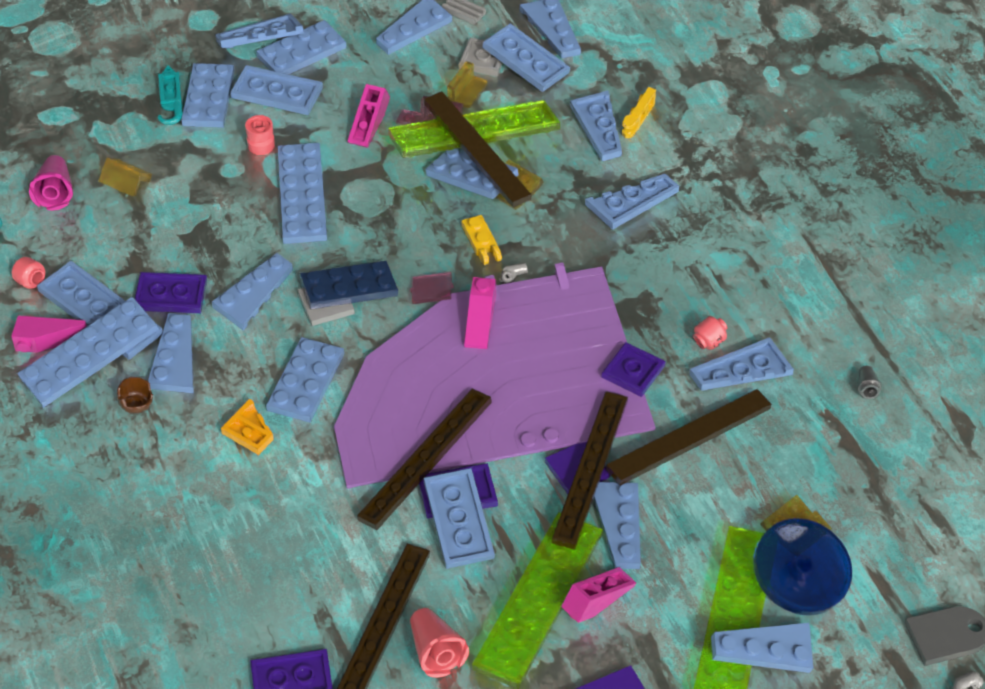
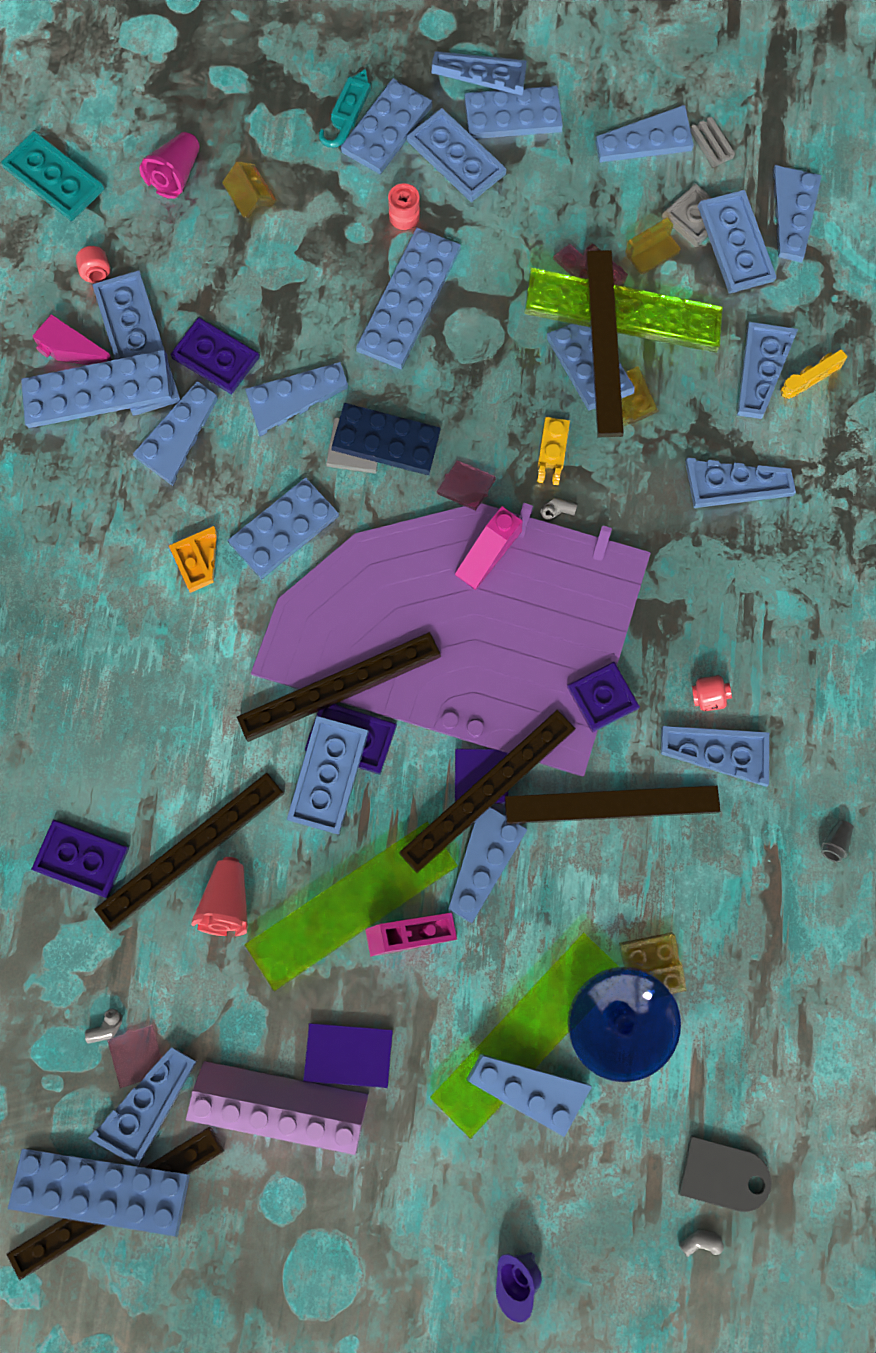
camera: 30 degrees right, 25 degrees up
(134, 395) = (110, 464): reddish brown hair -> none
(369, 115) = (528, 236): dark pink slope -> none

